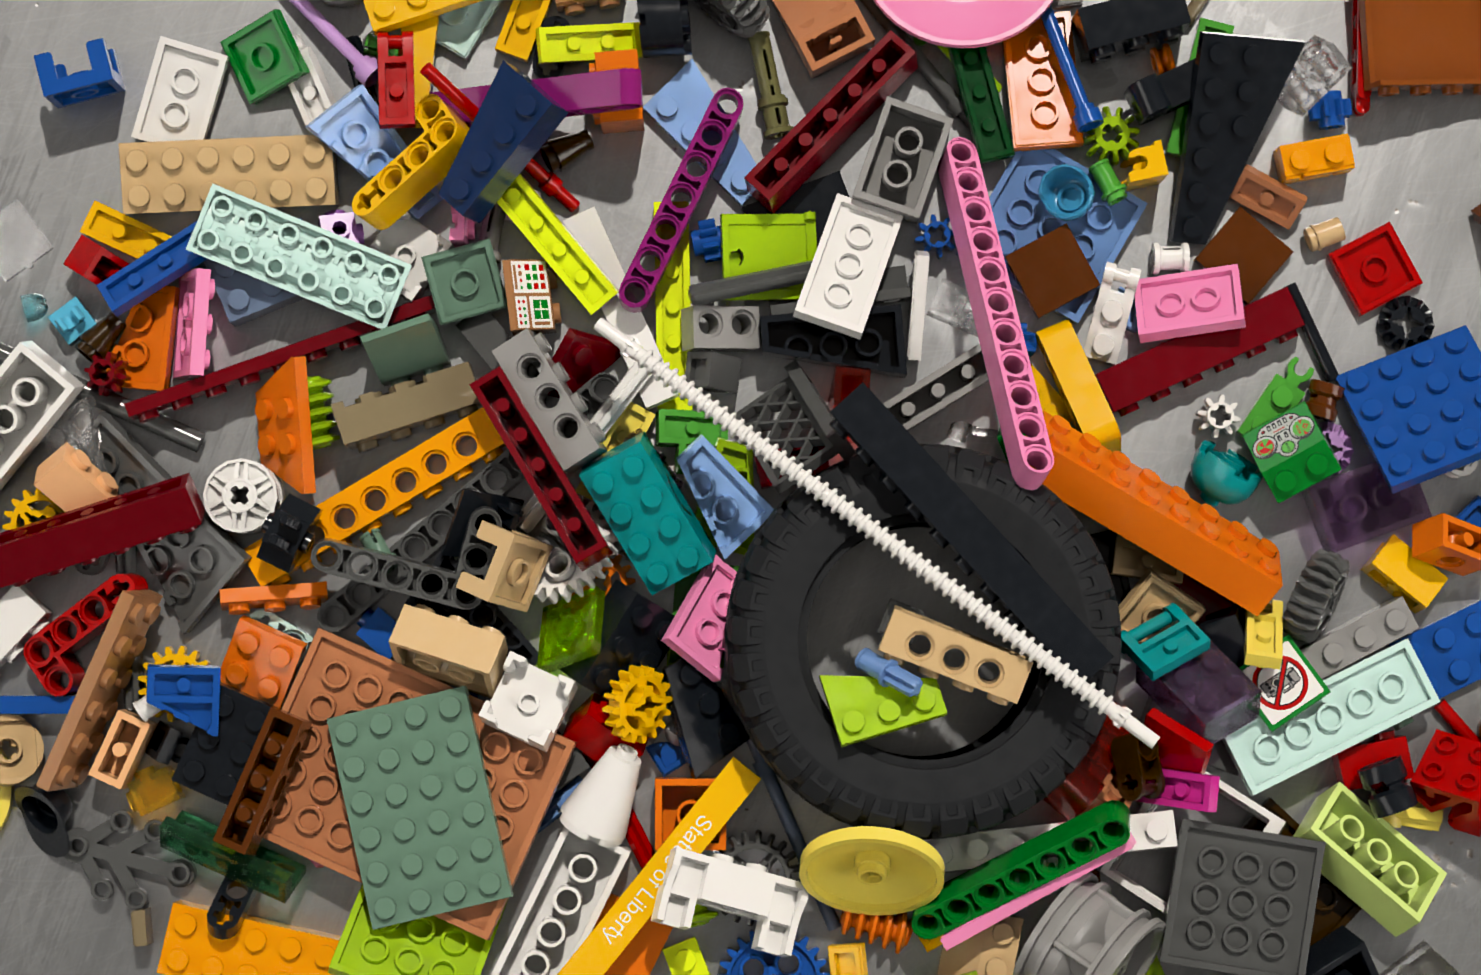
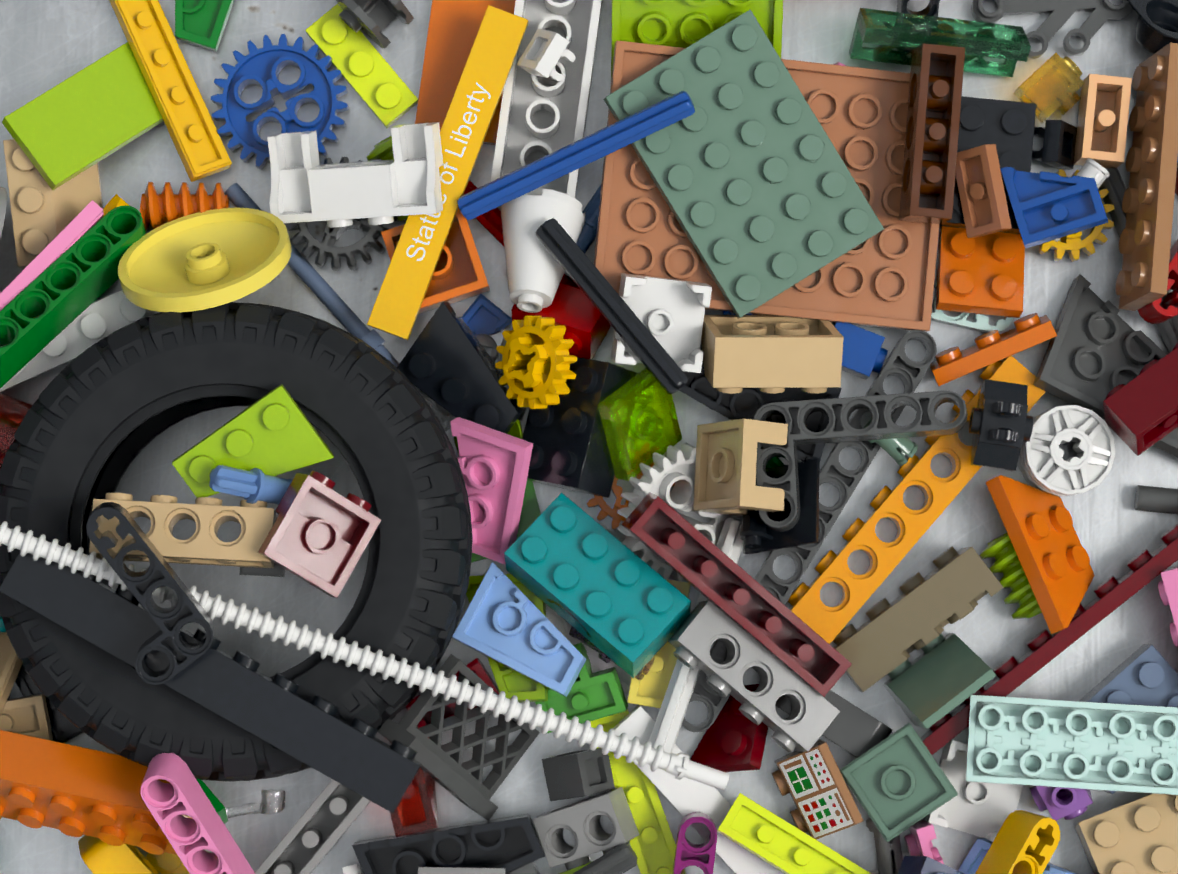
camera: 165 degrees right, 0 degrees up
(238, 722) = (982, 191): none -> nougat plate
(549, 948) = (543, 54): none -> white tile
(550, 857) = (576, 155): none -> blue axle
(562, 727) = (611, 306): none -> black axle
(848, 618) = (319, 532): none -> plate
(998, 620) = (142, 586): none -> black beam

